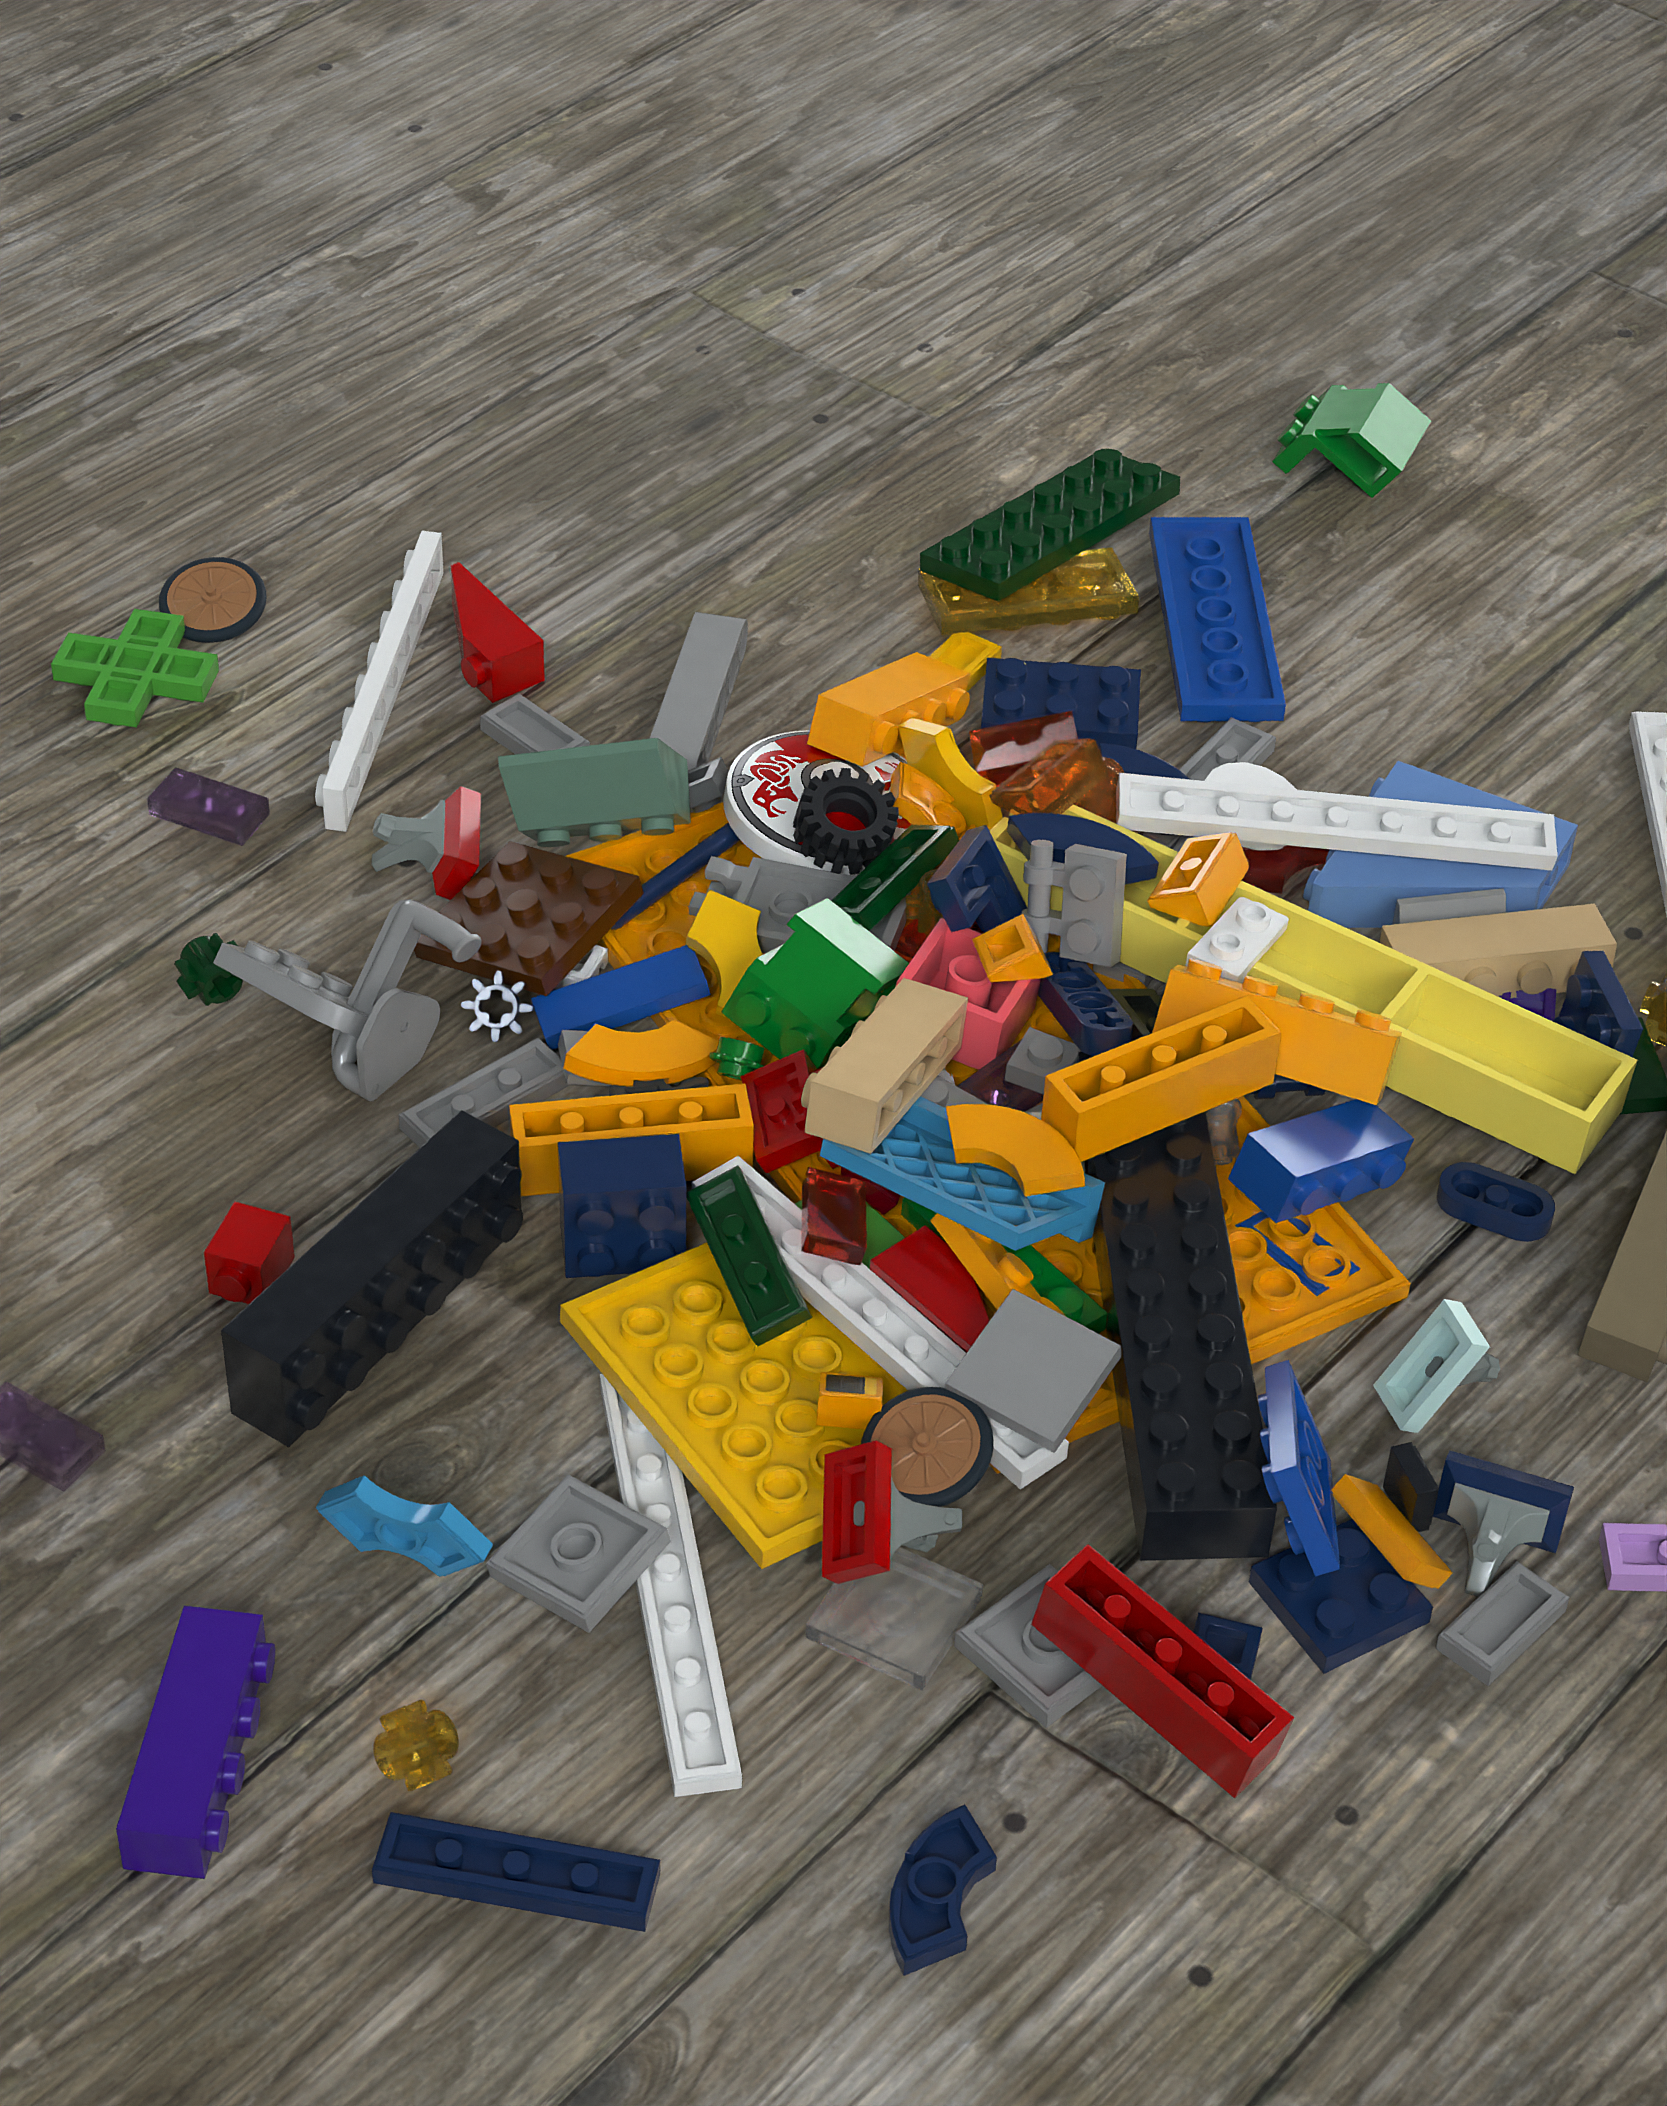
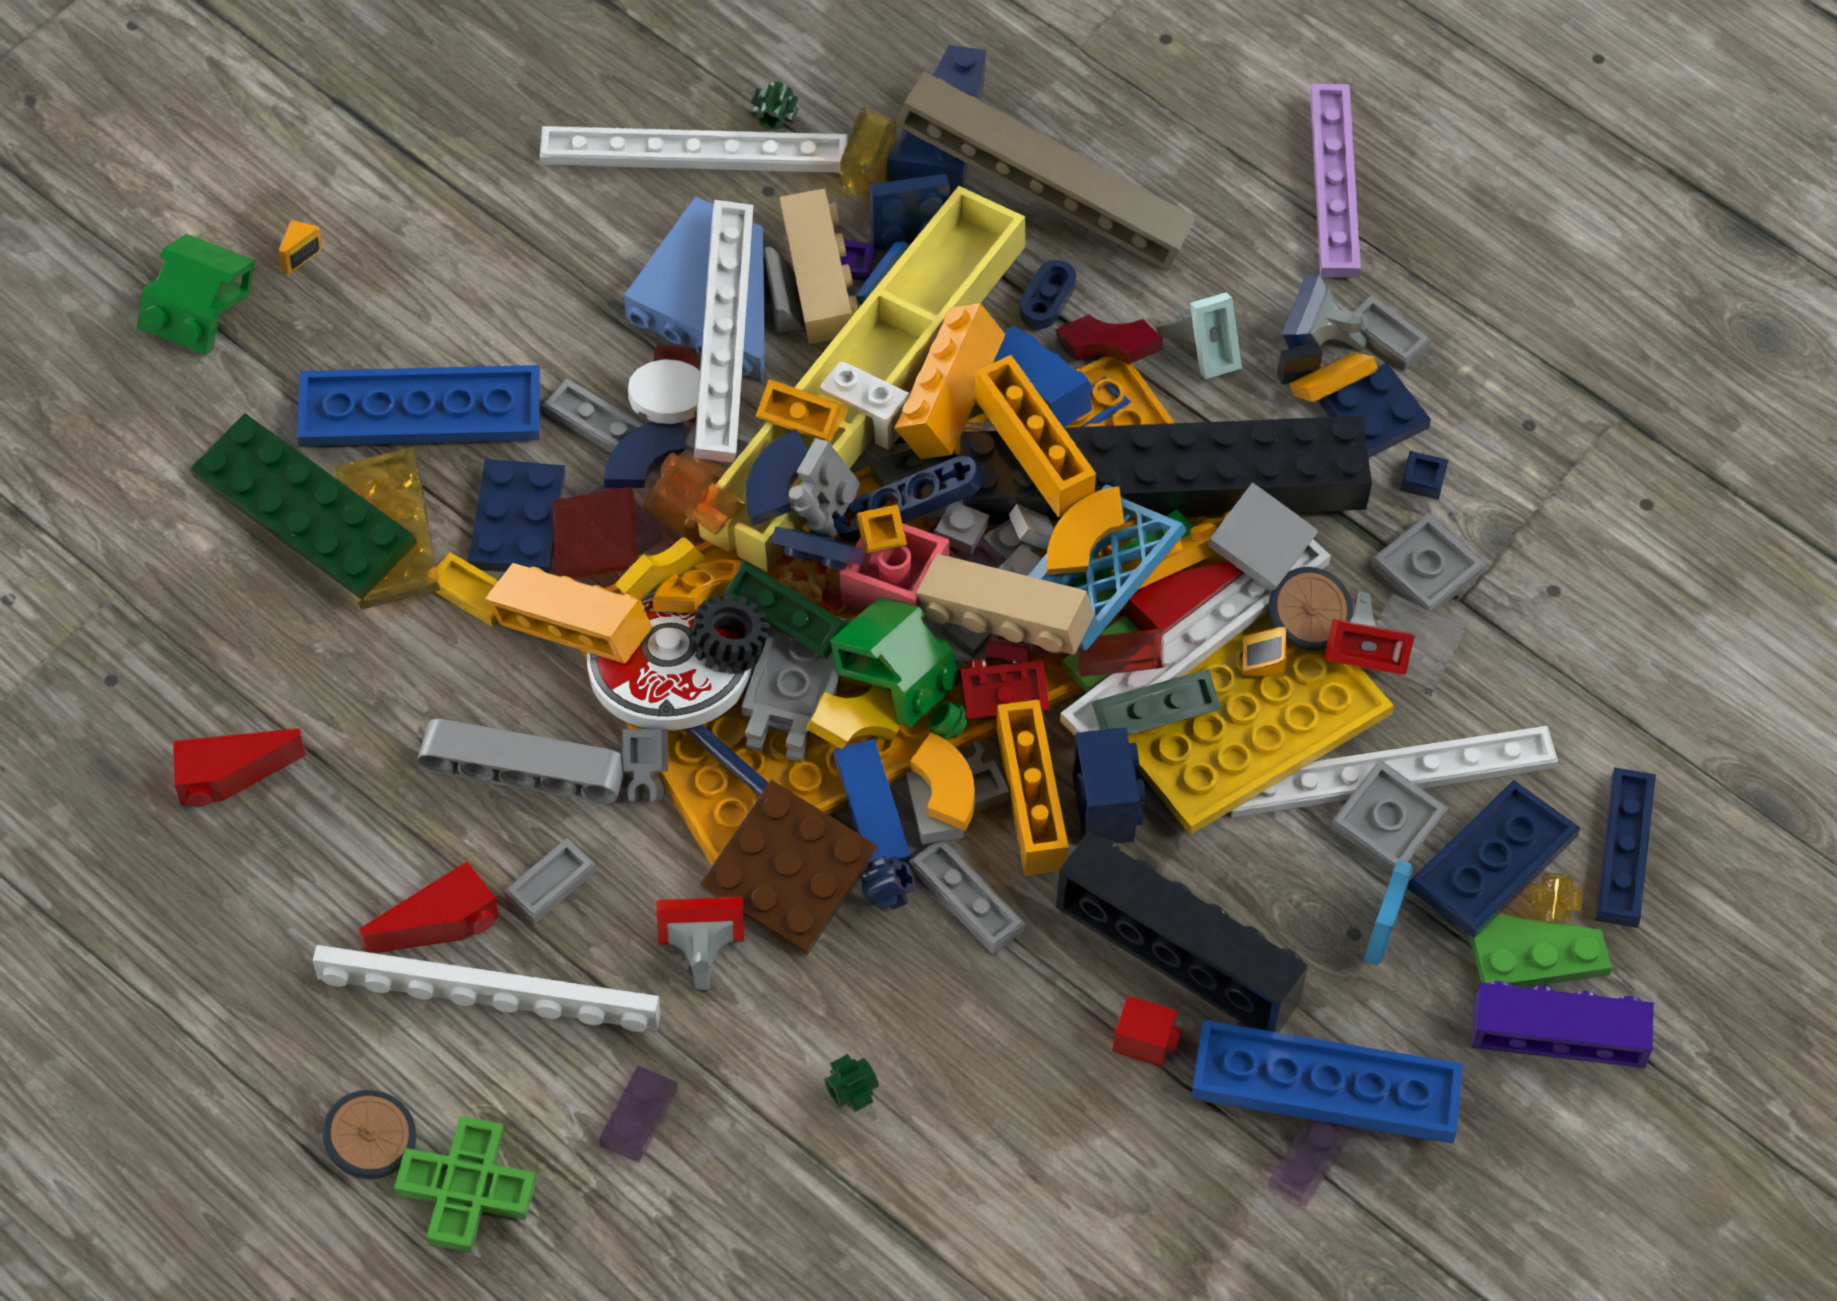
camera: 90 degrees left, 15 degrees up
(133, 1455) = (1328, 1081): none -> blue plate
(331, 1725) = (1538, 952): none -> bright green wing
(377, 1022) = (903, 989): light grey plate -> none
(499, 1681) = (1493, 858): none -> dark blue tile
(597, 791) = (670, 806): sand green slope -> none
(693, 482) = (225, 765): none -> red slope
(932, 1887) = (1611, 631): dark blue tile -> none
(1161, 1670) = (1471, 492): red brick -> none
(1298, 1469) = (1329, 402): blue plate -> none
(1420, 1261) = (1123, 341): none -> dark red tile
(1436, 513) = (298, 245): none -> light orange slope

